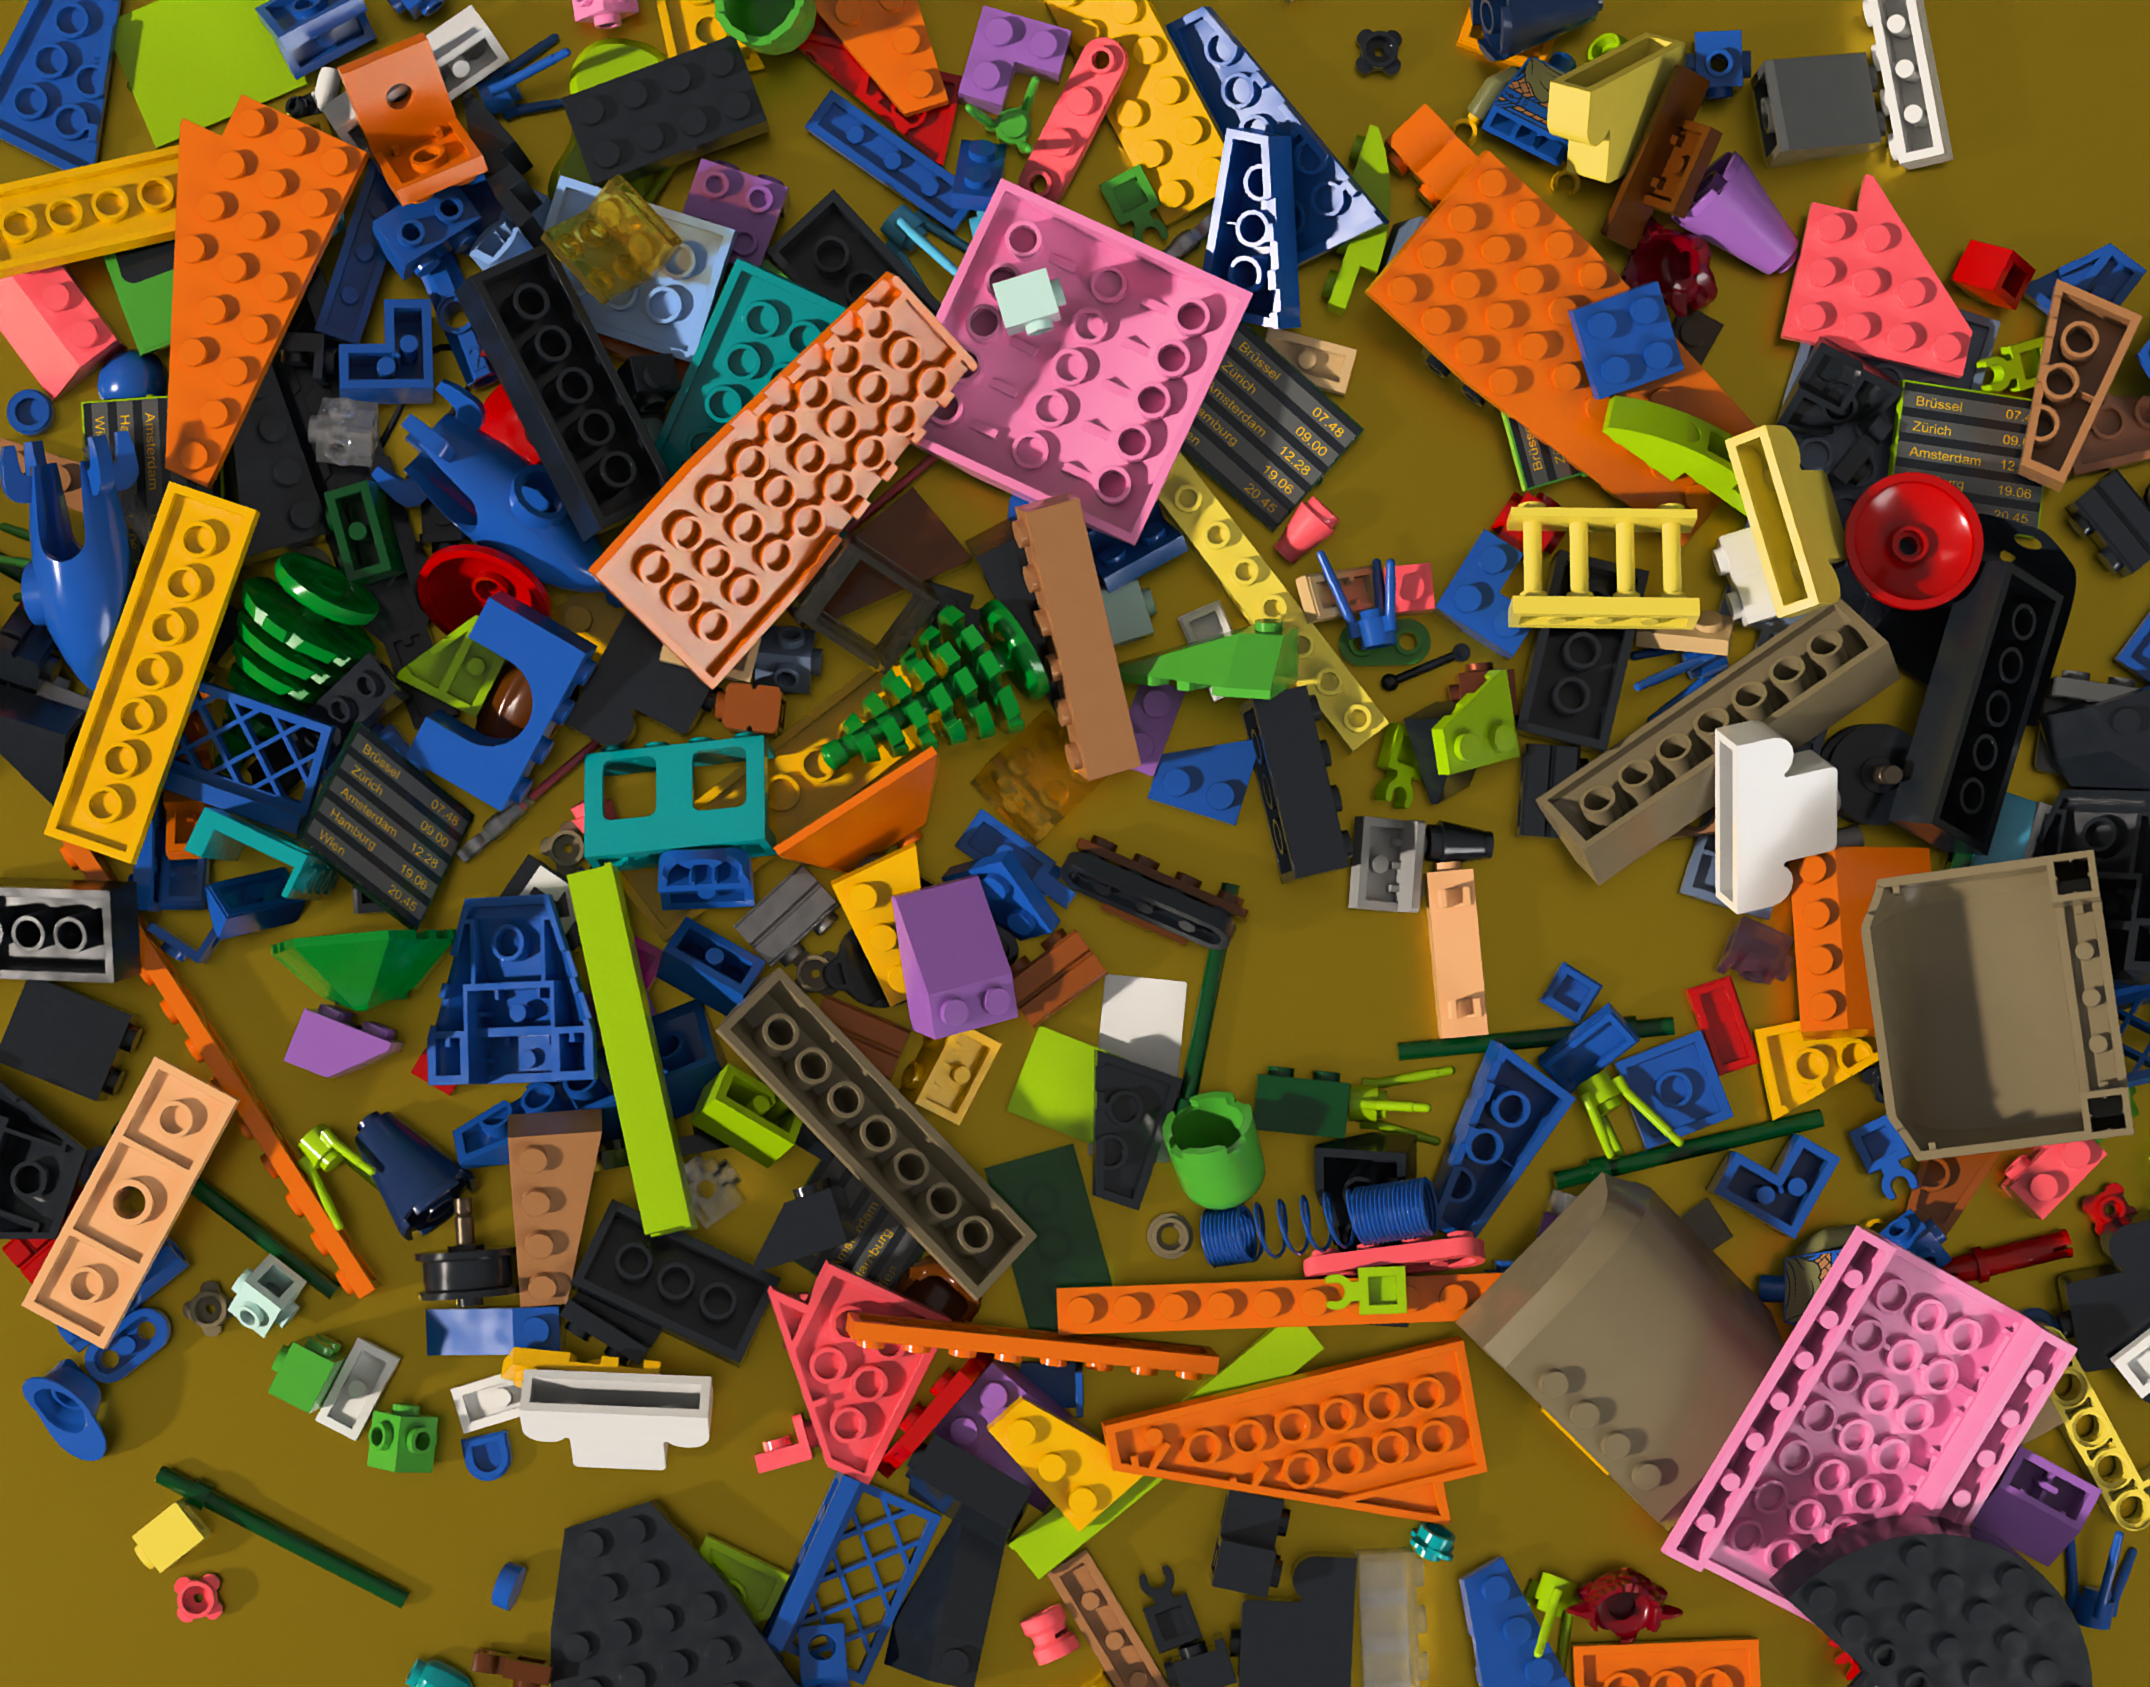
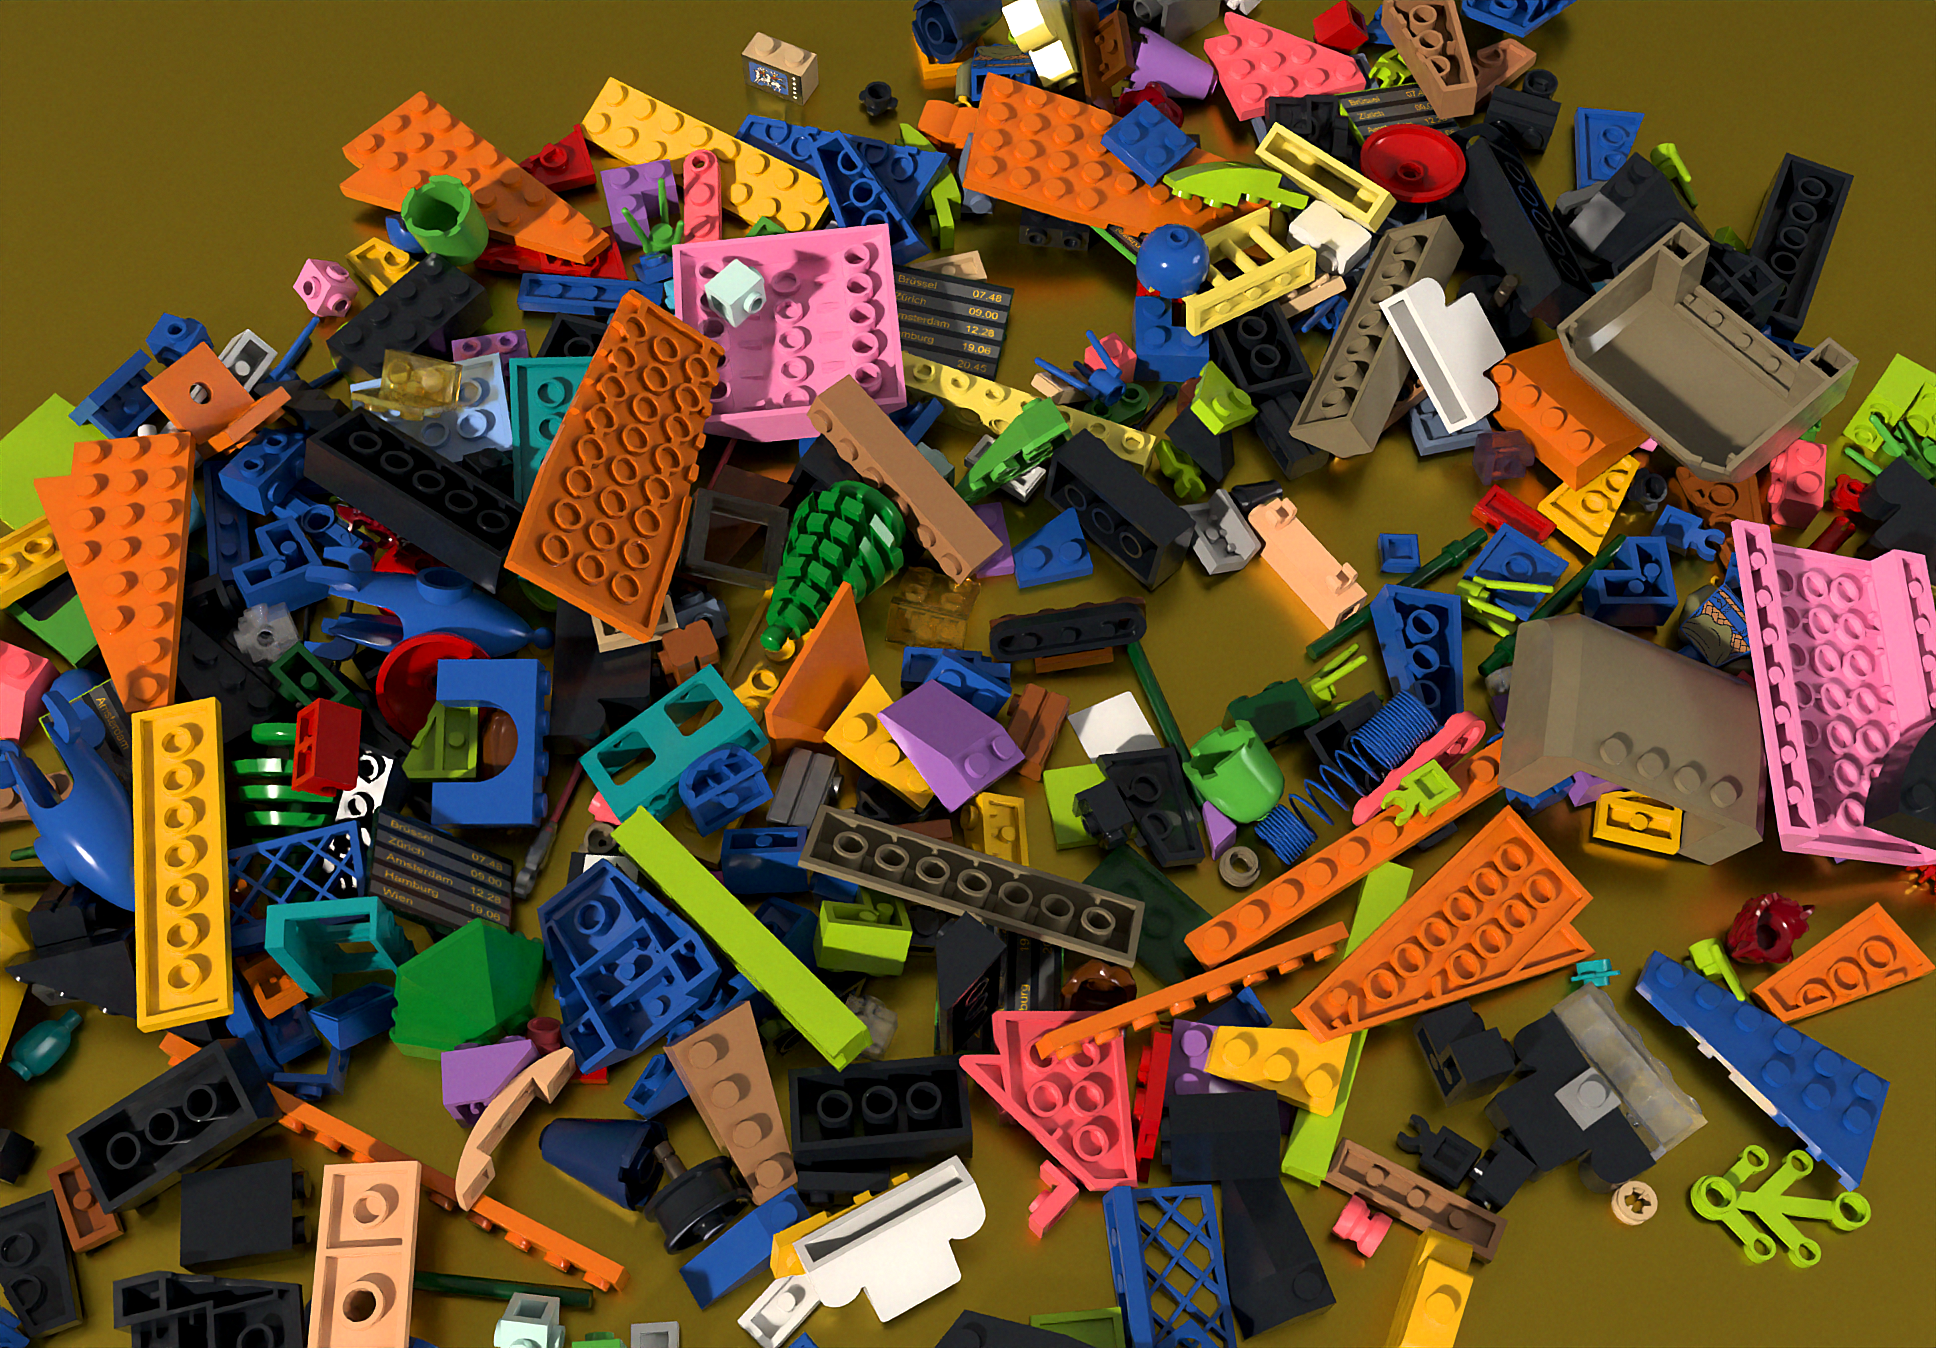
camera: 30 degrees left, 25 degrees down
(327, 1151) = (518, 1180): lime plant -> none
(335, 645) = (326, 748): none -> red hinge
(390, 1072) = (541, 1079): none -> light nougat slope
(412, 1020) = (545, 1034): none -> coral plate
(1062, 1117) = (1104, 814): none -> black brick
(1168, 1191) = (1218, 829): none -> medium lavender slope
(1306, 529) = (1016, 363): coral cone -> none
(1325, 1655) = (1588, 1098): none -> light grey plate
(1533, 535) = (1173, 261): none -> blue cylinder
(1588, 1048) = (1442, 564): blue tile -> none

